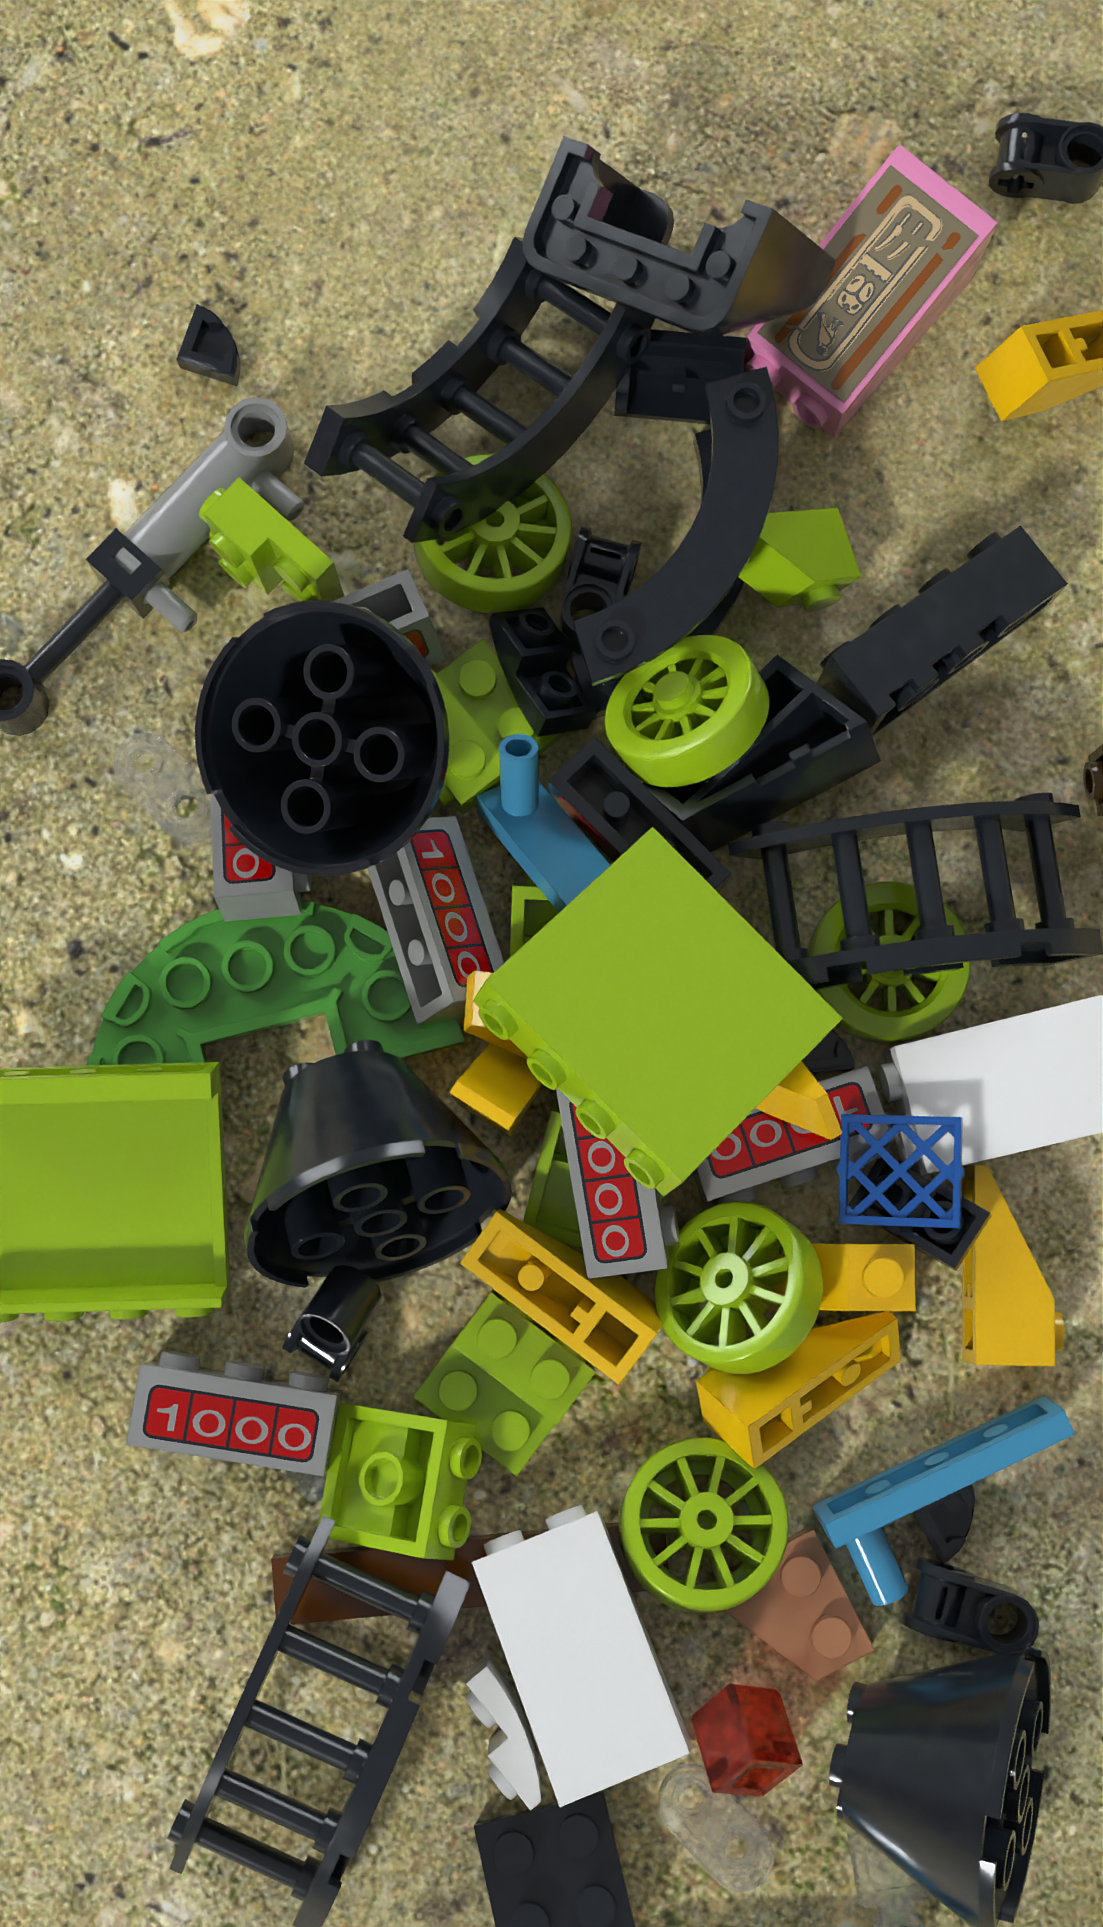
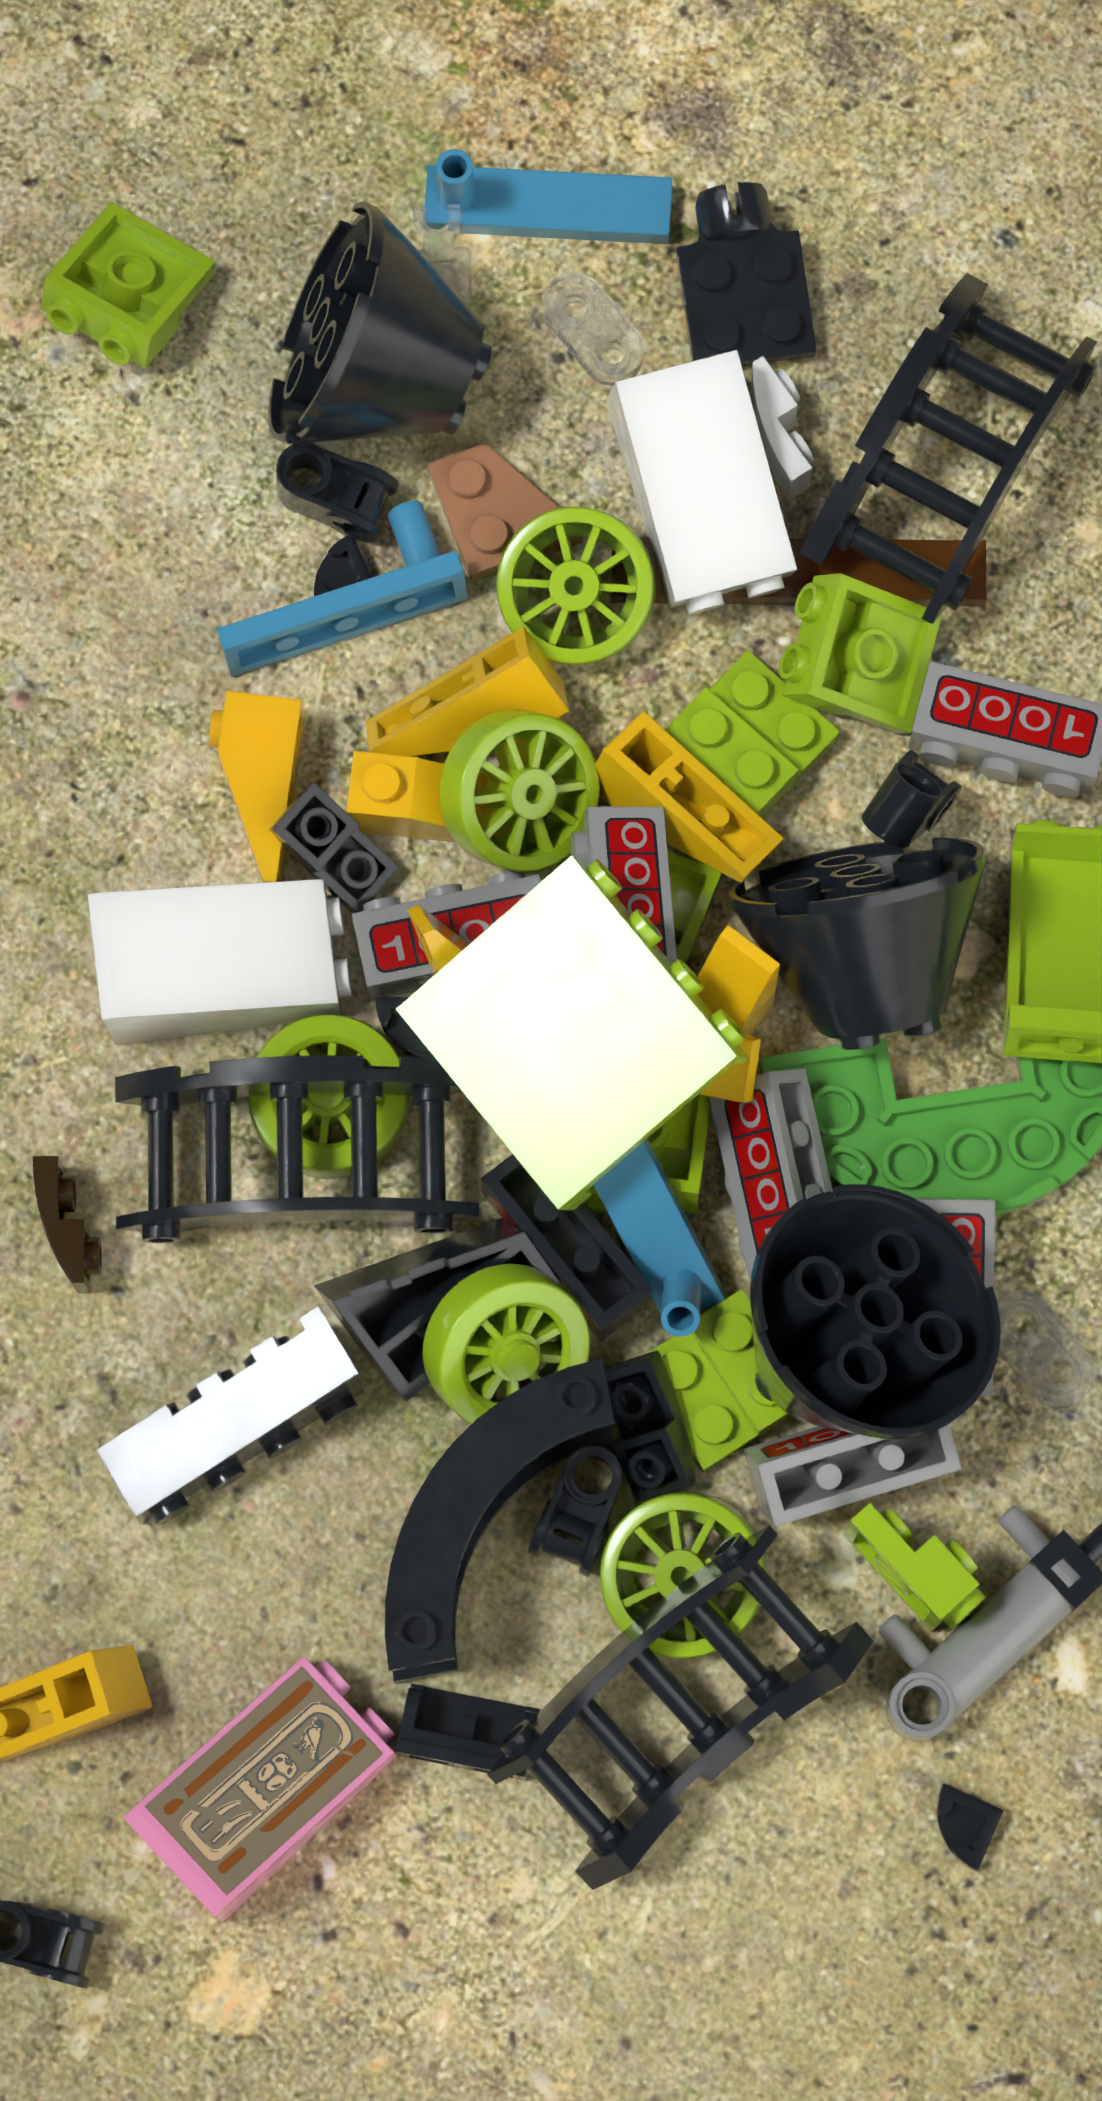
camera: 170 degrees left, 5 degrees down
(614, 238) = (490, 1802): black windscreen -> none
(746, 1740) = (557, 398): clear red panel -> none
(802, 559) = (359, 1509): lime slope -> none
(953, 1172) = (359, 833): blue window -> none

